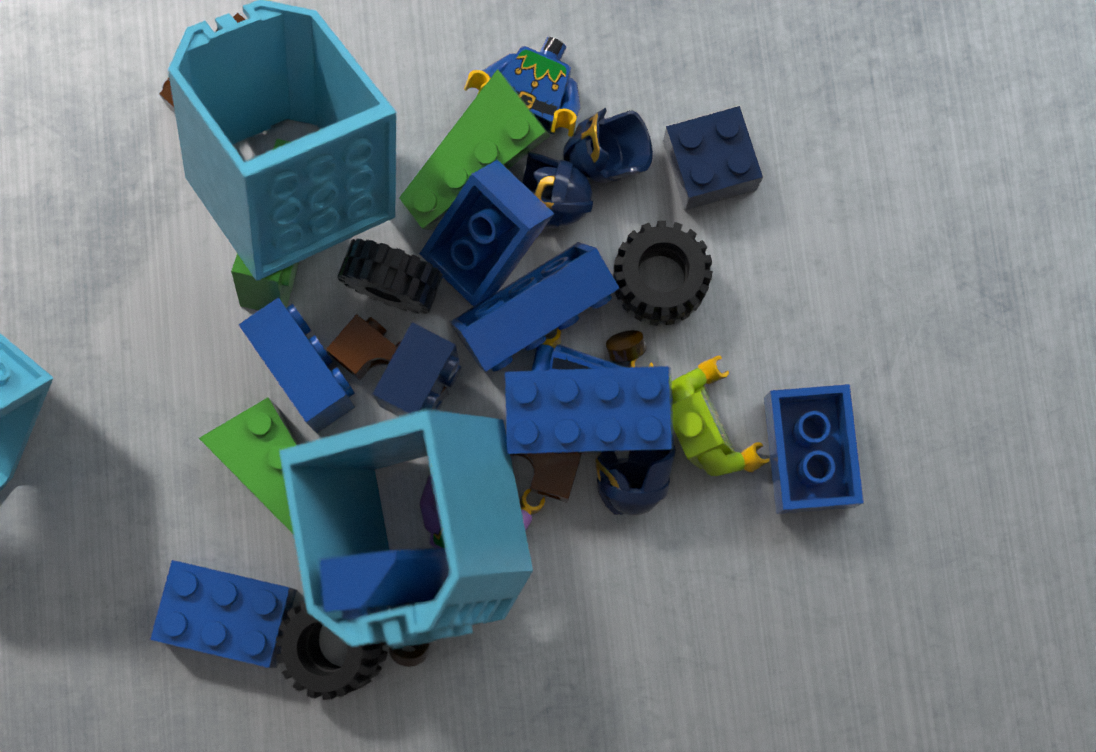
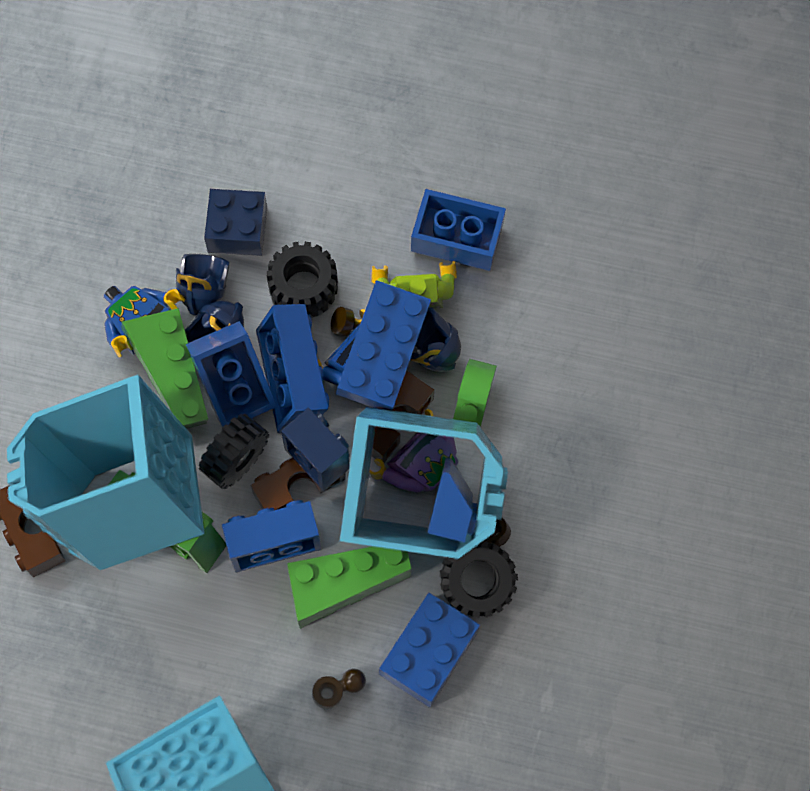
camera: 70 degrees left, 10 degrees down
(158, 532) = (352, 681): none -> dark brown plate
(590, 552) = (474, 391): none -> bright green brick

